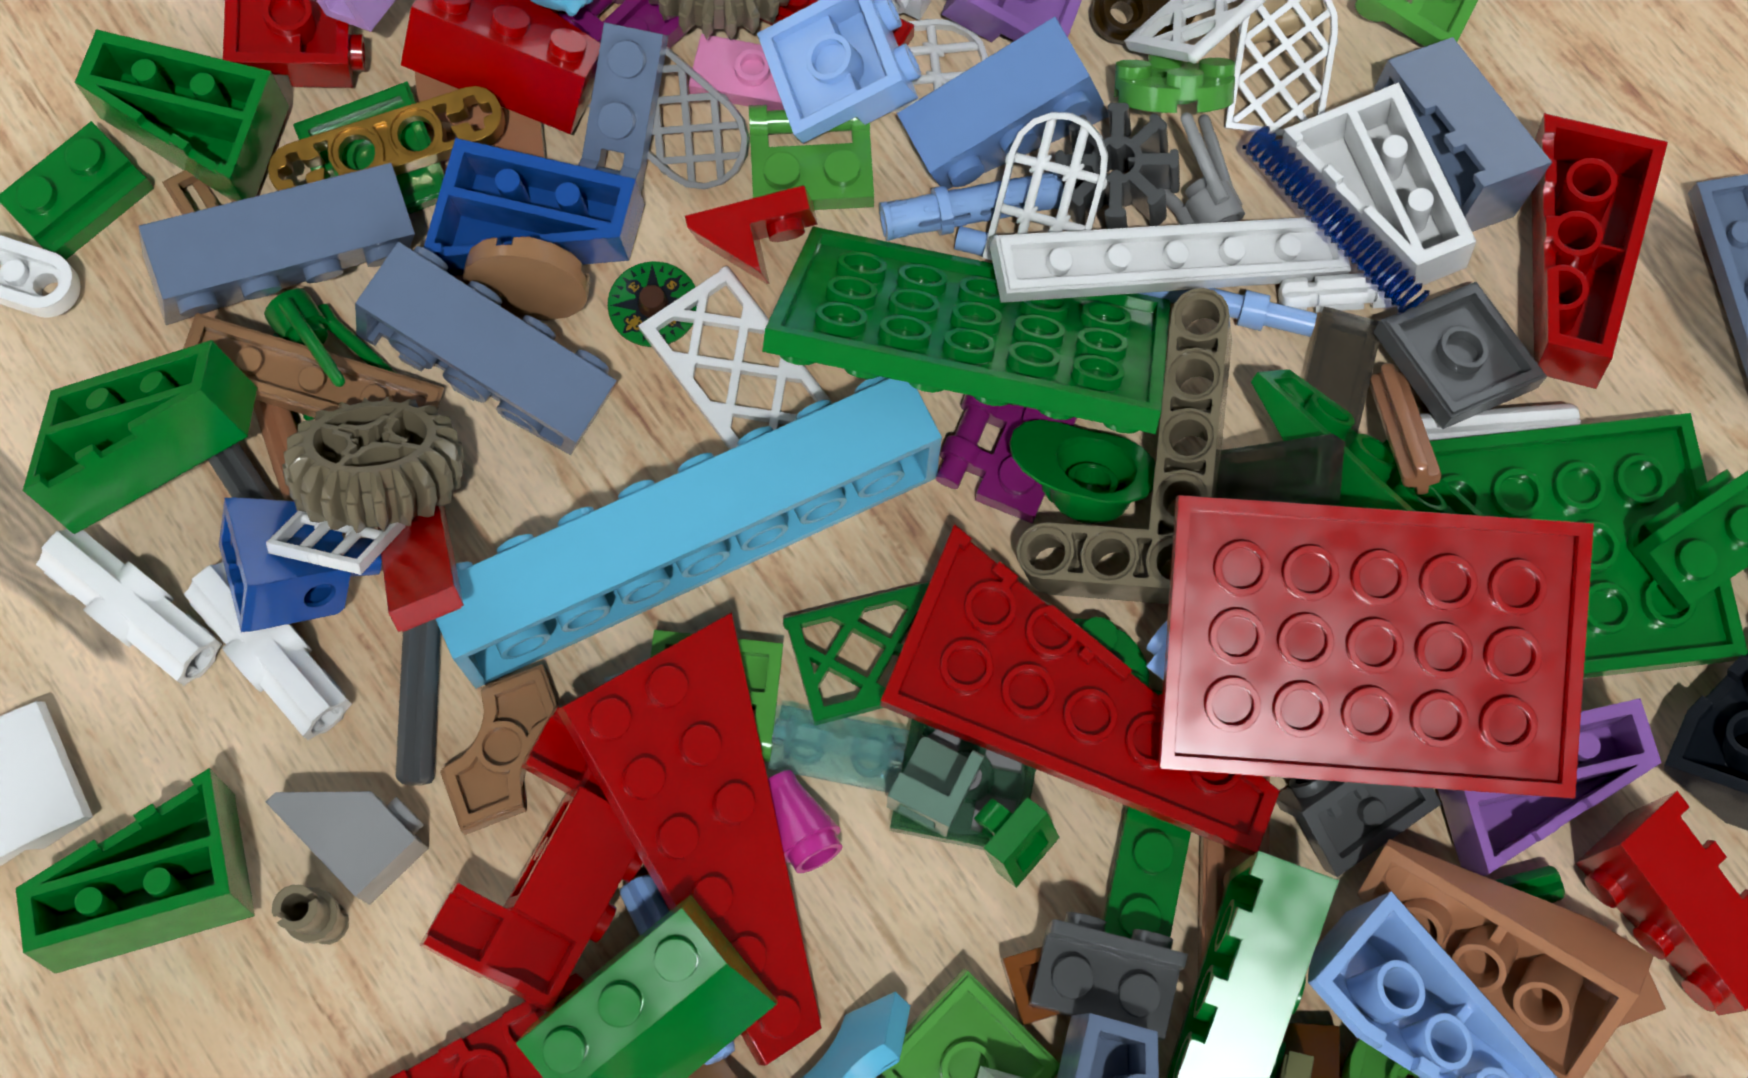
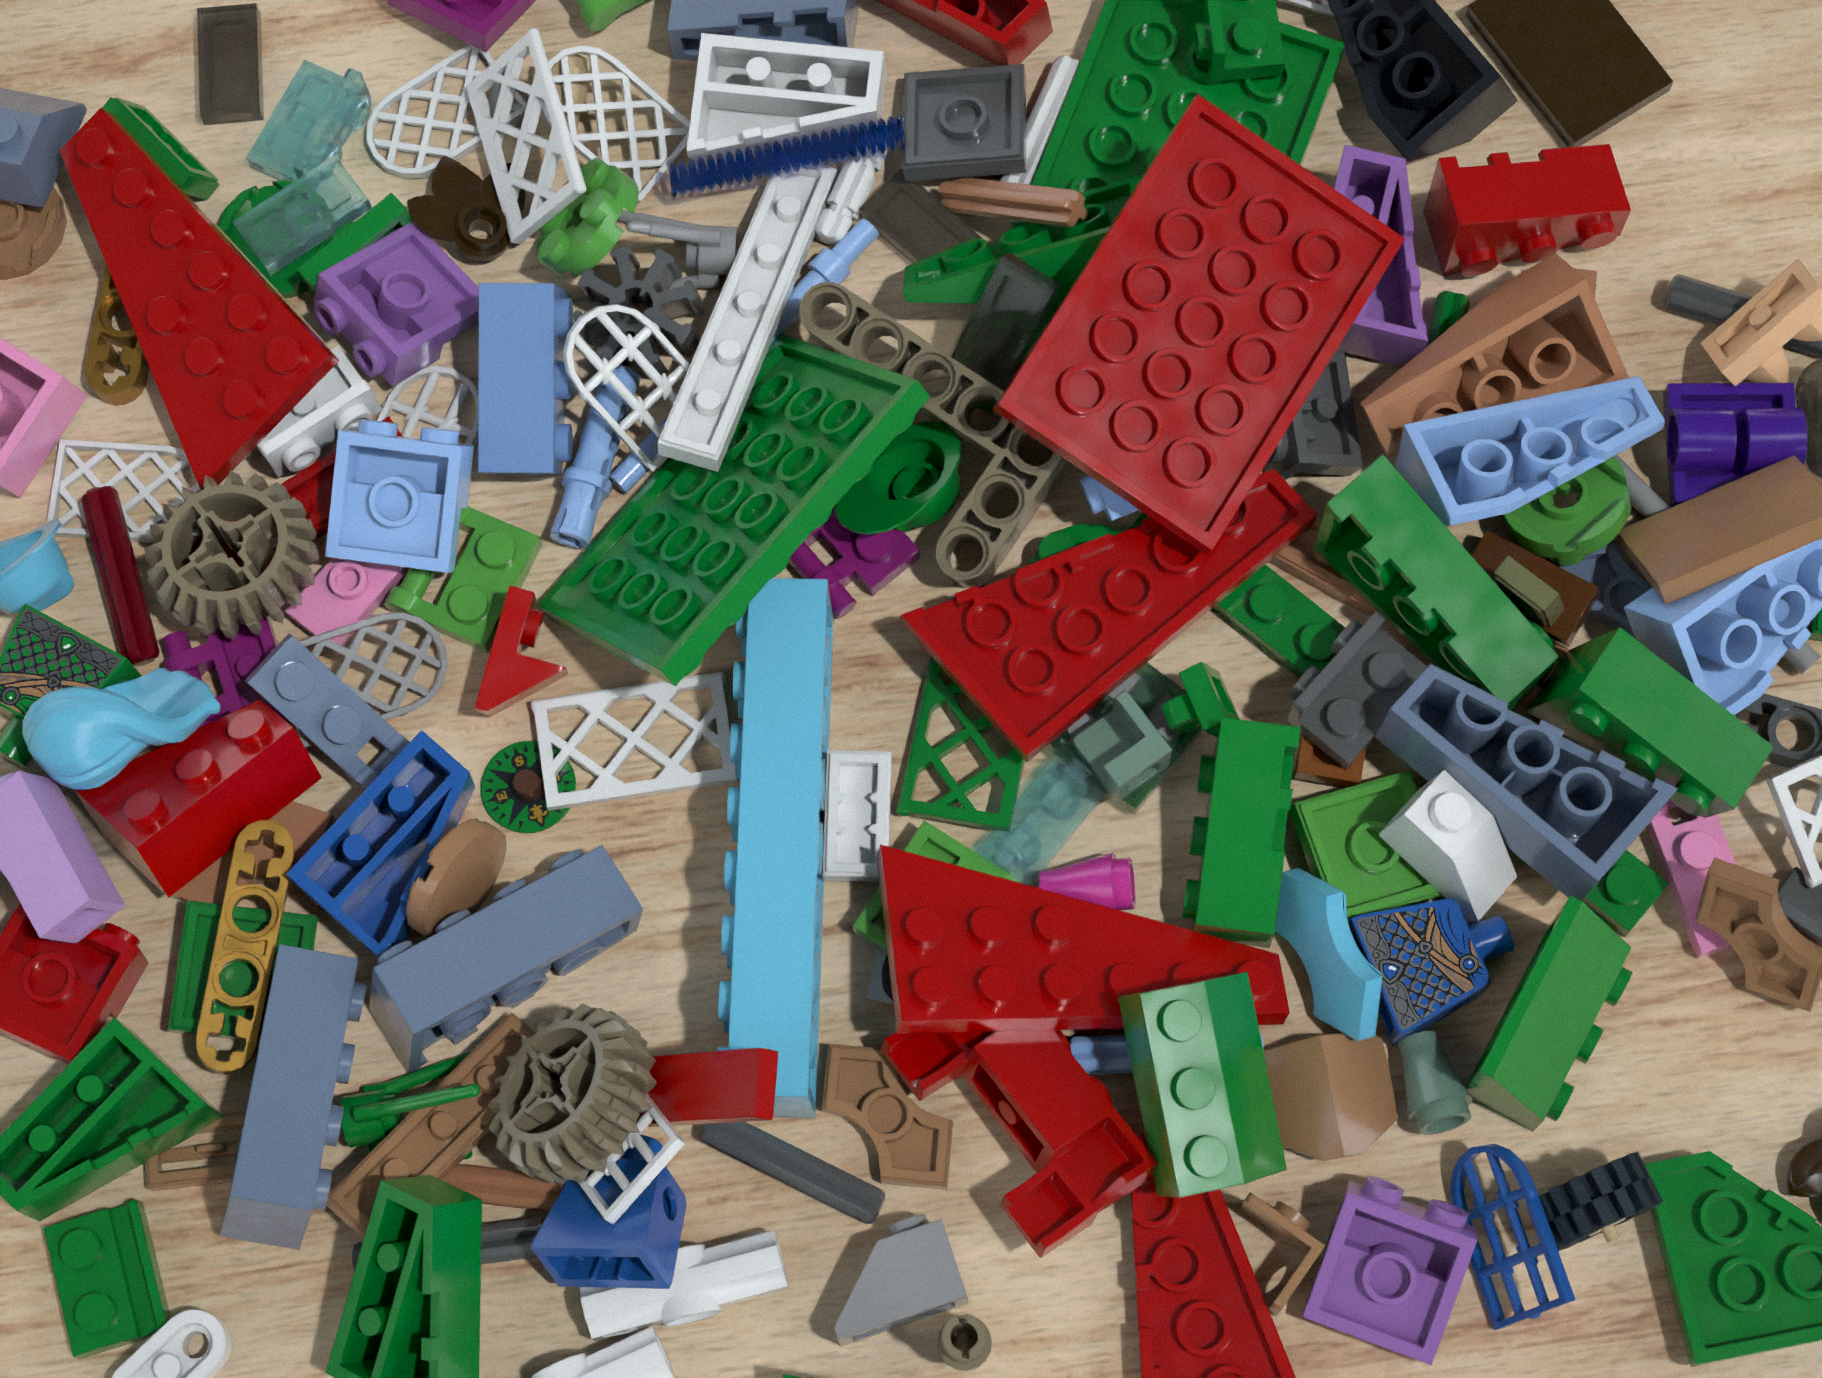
camera: 55 degrees left, 0 degrees up
(763, 583) = (856, 813): none -> white plate
(914, 935) = (1242, 832): none -> green wedge

